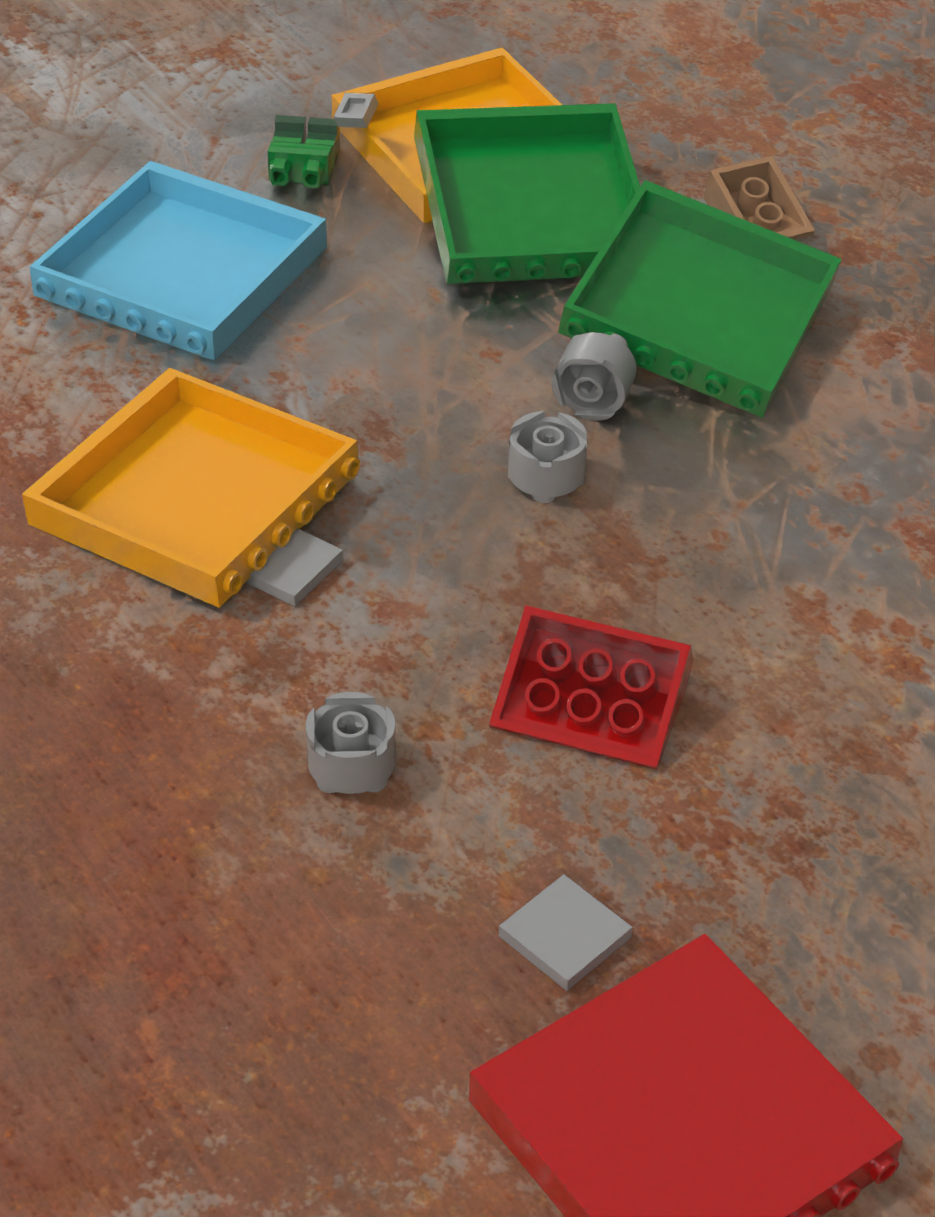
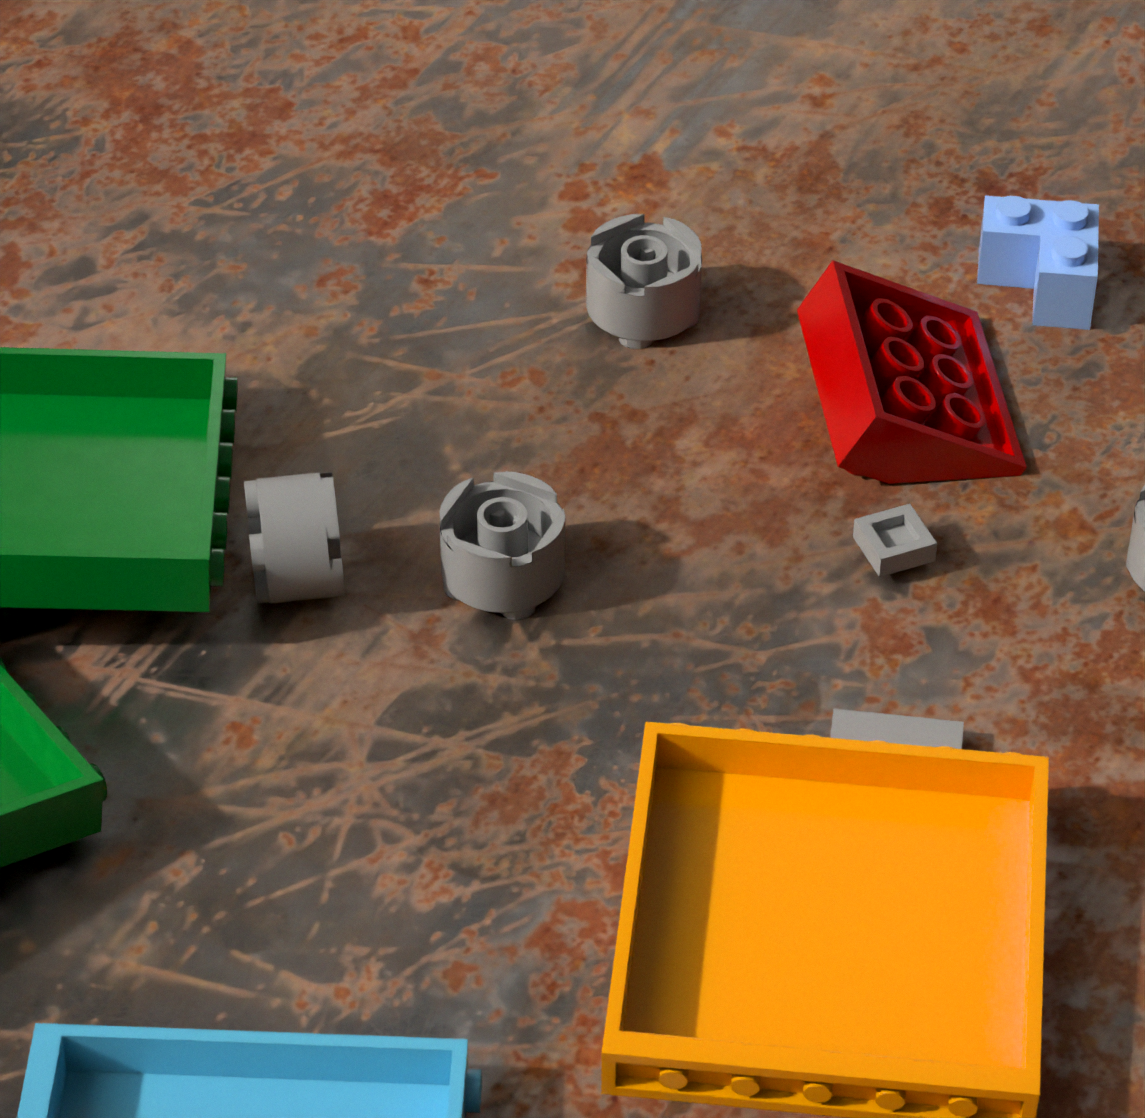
camera: 115 degrees left, 0 degrees up
(456, 626) = (894, 540): none -> light grey plate
(674, 816) = (1044, 249): none -> light blue brick
(757, 592) = (643, 279): none -> light grey brick

